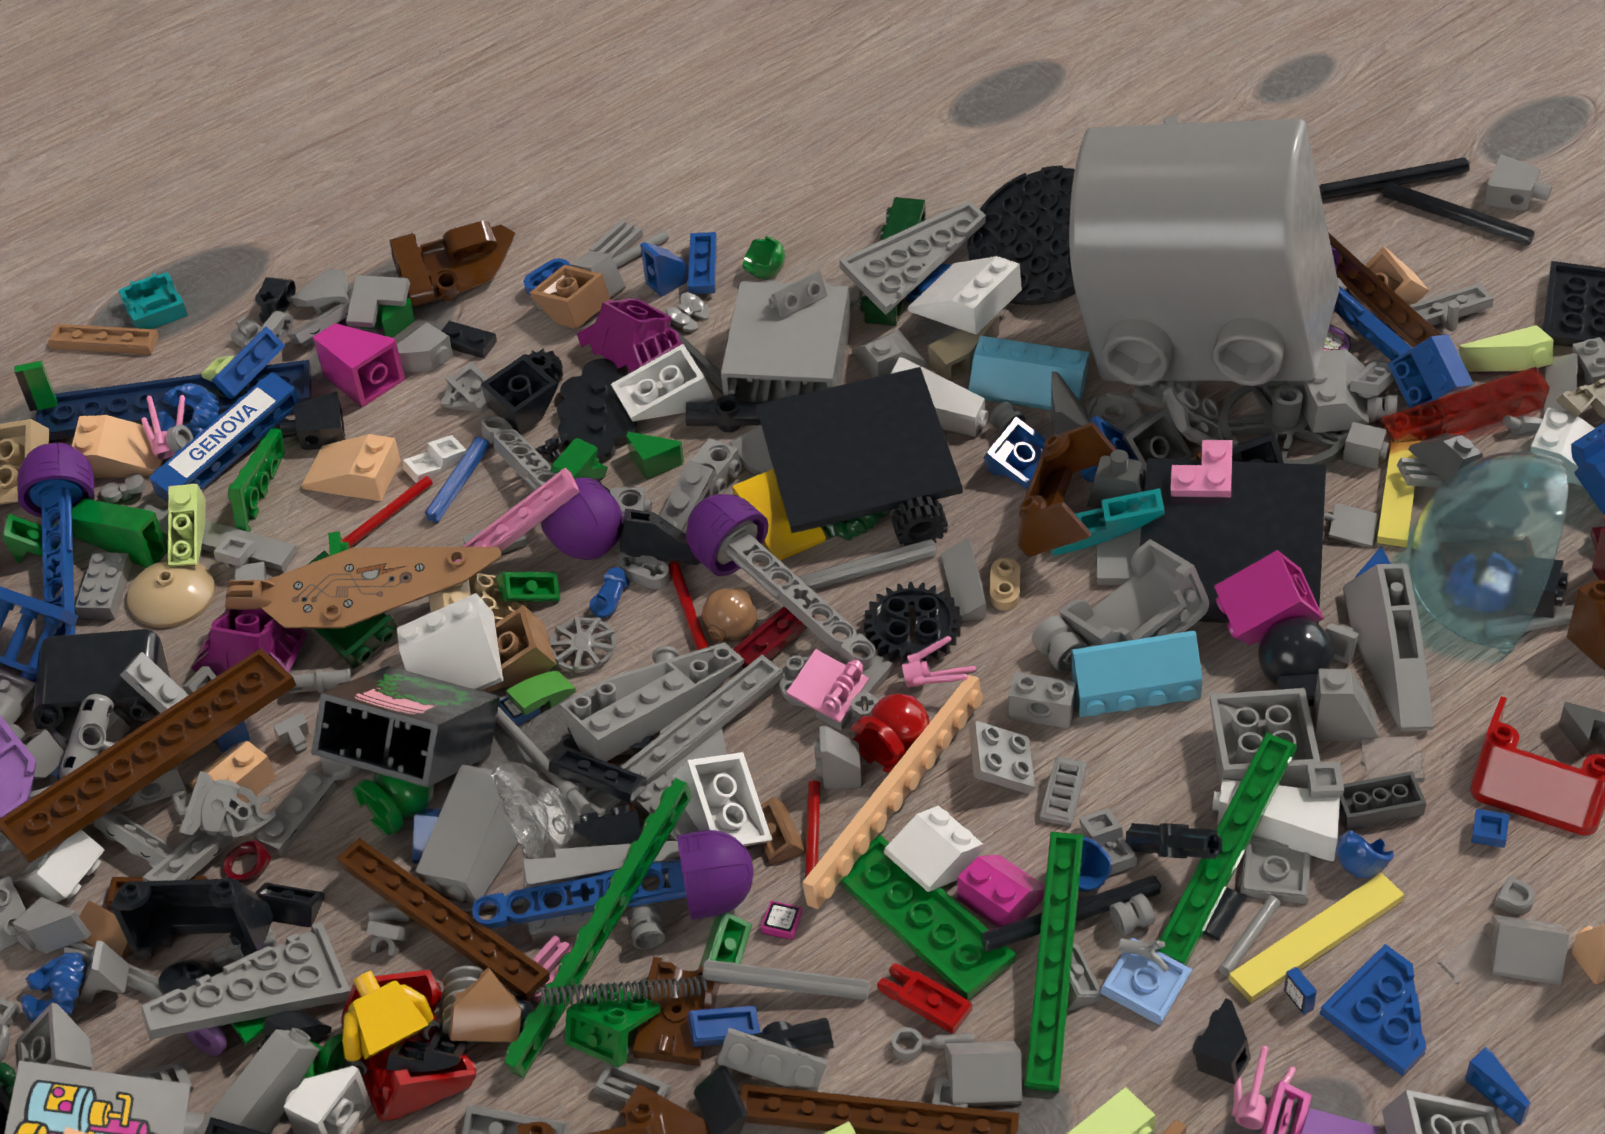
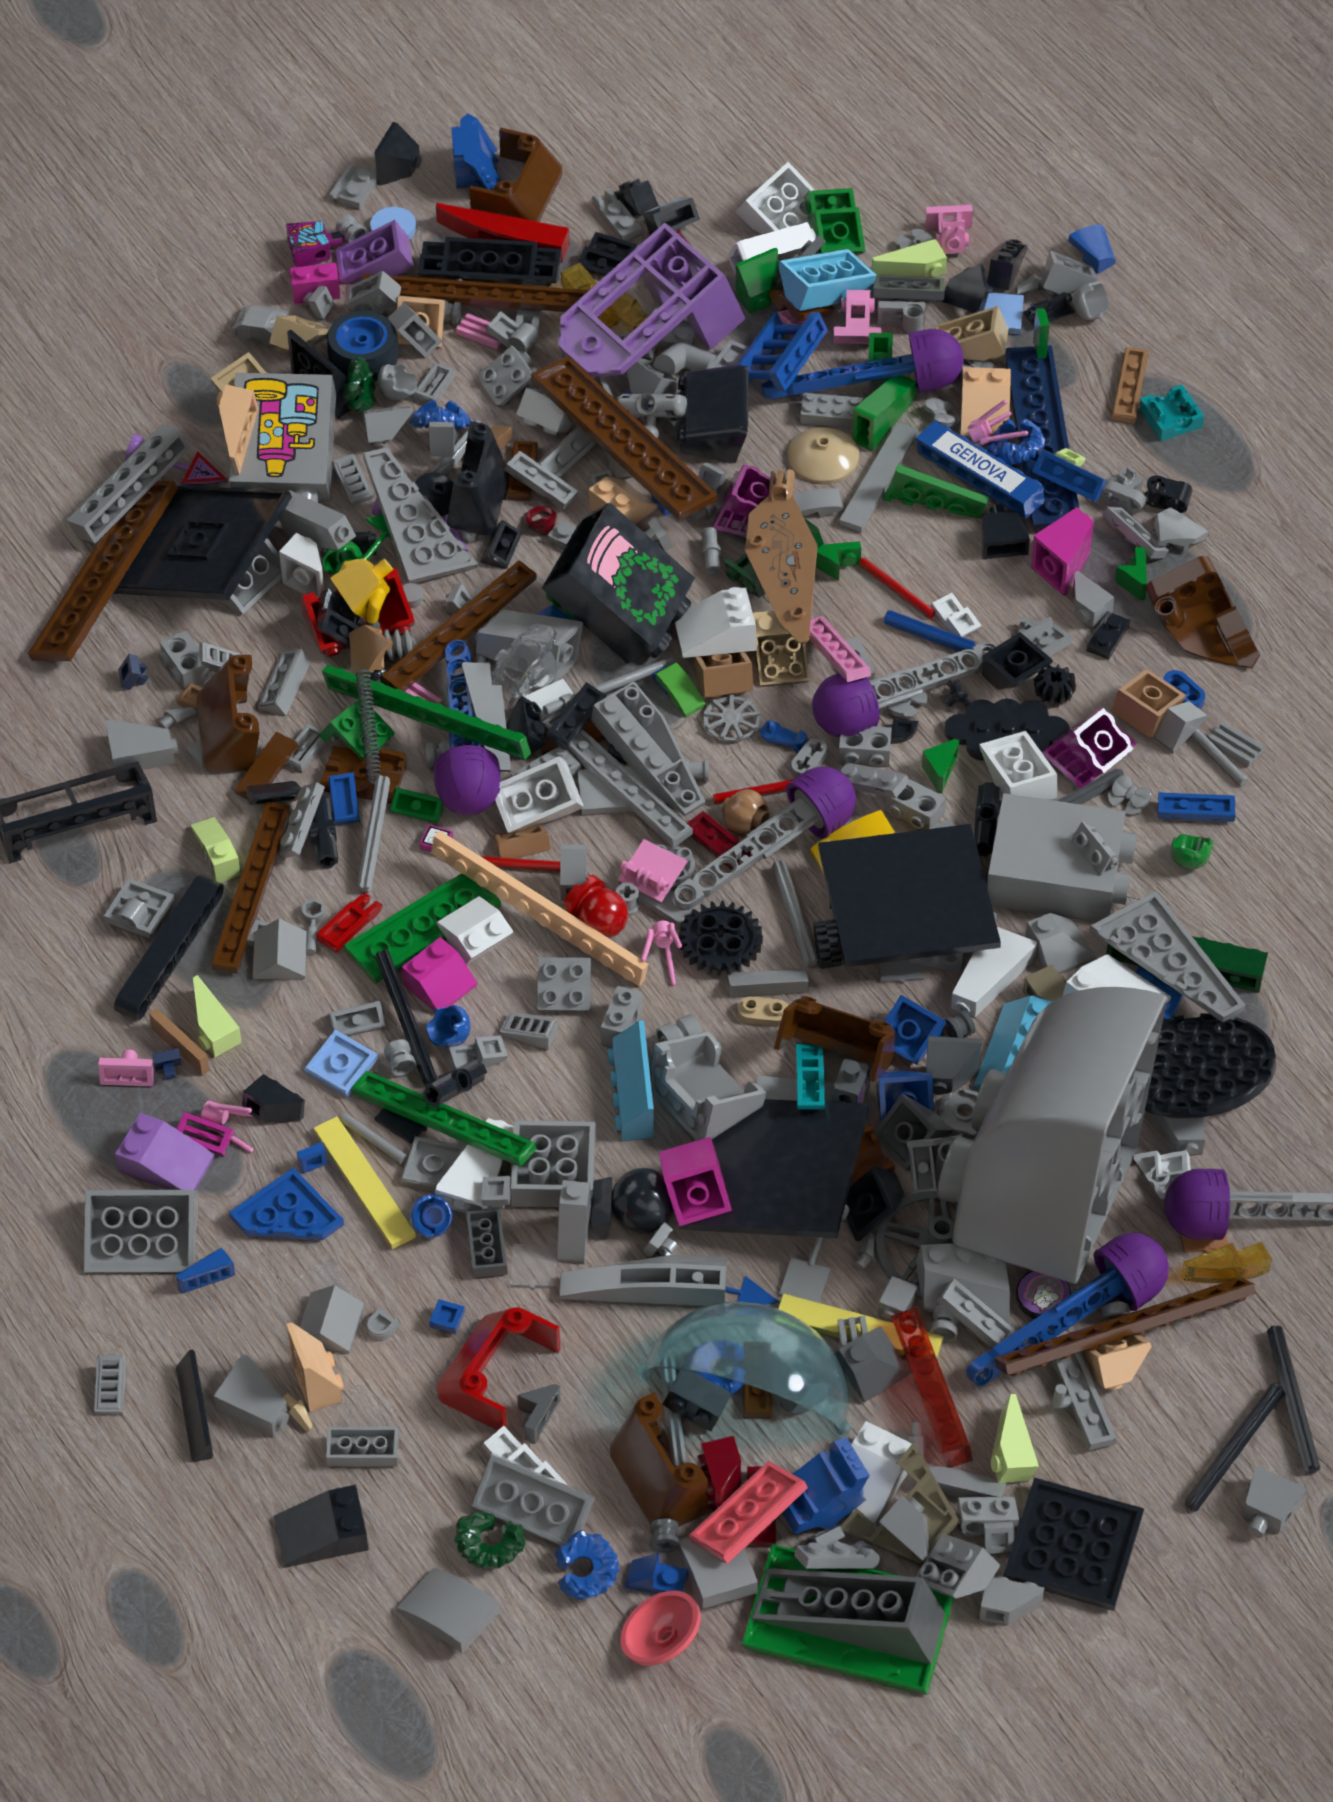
camera: 90 degrees right, 5 degrees up
(49, 927) = (493, 406): light grey slope -> none
(152, 683) = (695, 439): light grey plate -> none
(178, 437) = (982, 437): light grey tile -> none
(185, 524) = (879, 449): yellowish green slope -> none
(219, 811) = (573, 488): light grey piece -> none
(234, 551) = (851, 486): light grey tile -> none
(297, 1019) = (377, 545): black slope -> none
(355, 467) = (946, 562): light nougat slope -> none
(372, 291) = (1145, 551): light grey tile -> none
(528, 586) = (791, 678): green slope -> none
(580, 461) = (922, 707): green slope -> none
(653, 536) = (828, 745): black slope -> none
(662, 269) = (1180, 768): blue slope -> none
(1054, 962) = (360, 996): green tile -> none
(1144, 949) = (360, 1056): light grey bar -> none
(1210, 478) = (835, 1145): bright pink plate -> none
(1430, 371) = (967, 1355): blue slope -> none

